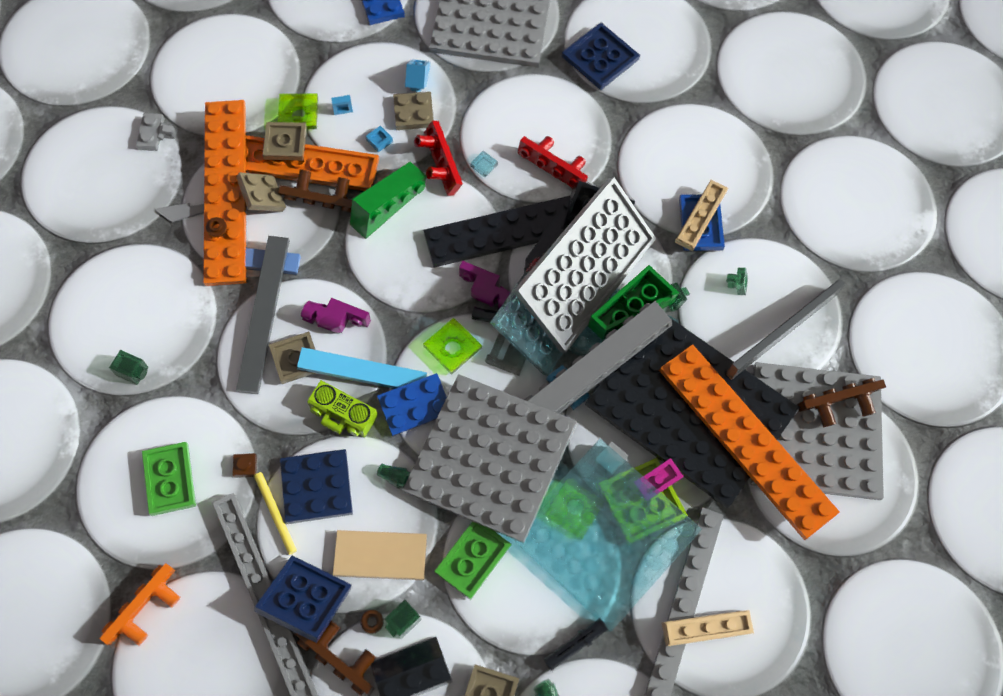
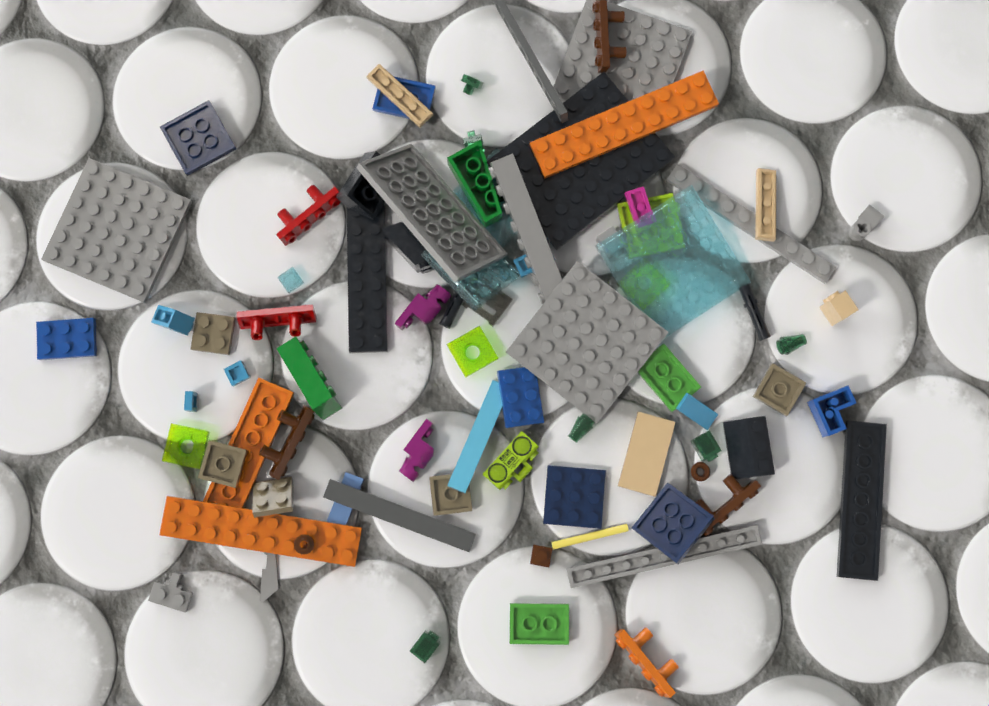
camera: 70 degrees left, 15 degrees up
(440, 600) = (696, 411): none -> dark azure tile

